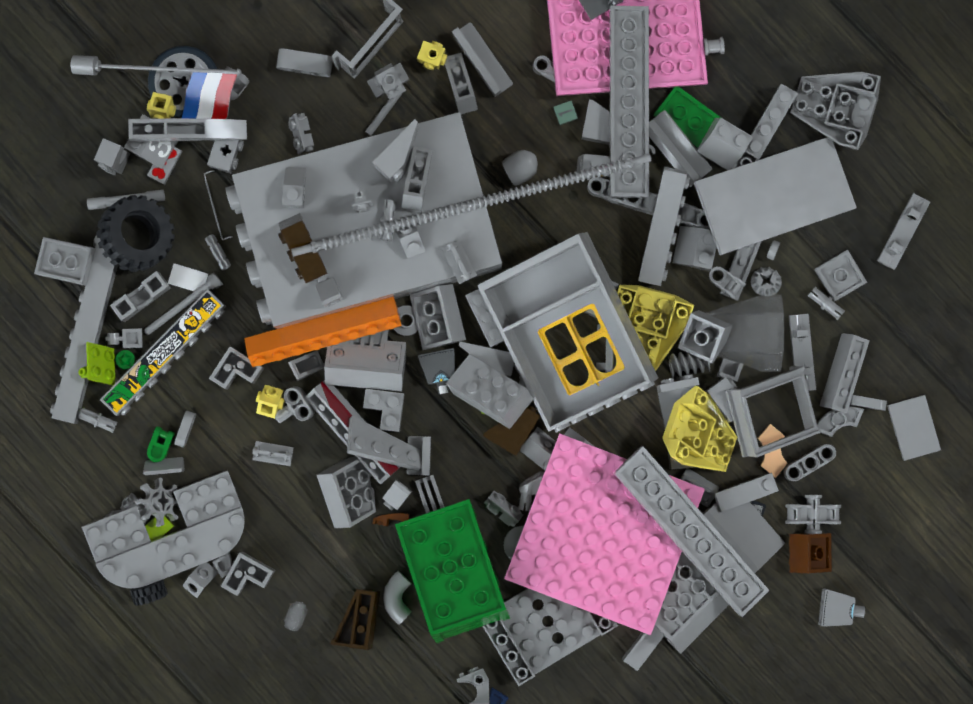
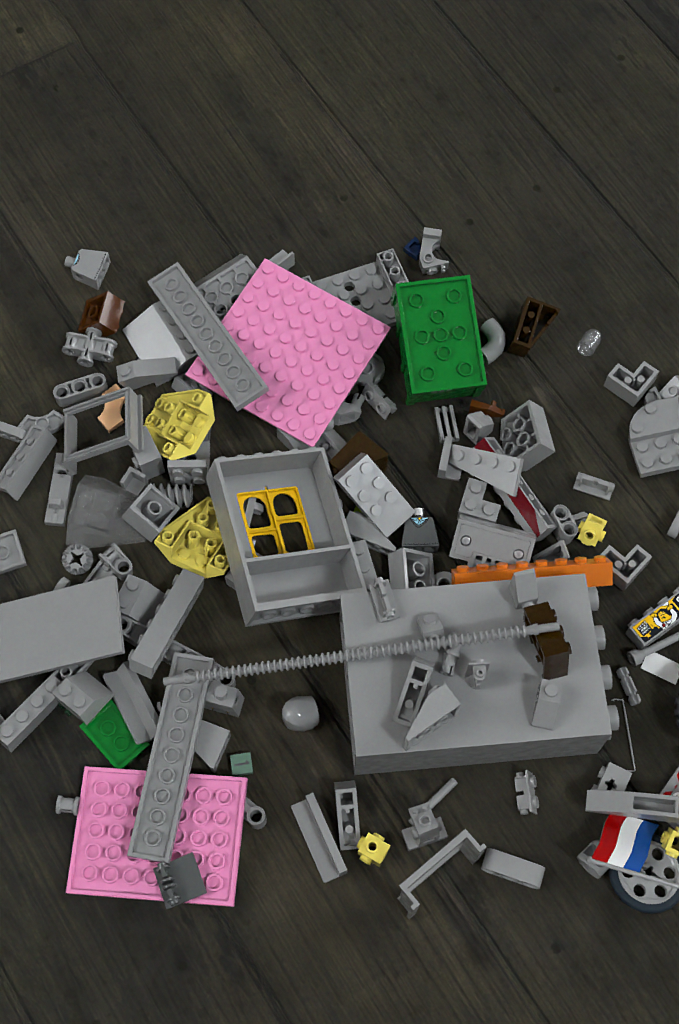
camera: 170 degrees left, 20 degrees down
(826, 303) = (23, 528): light grey pin -> none

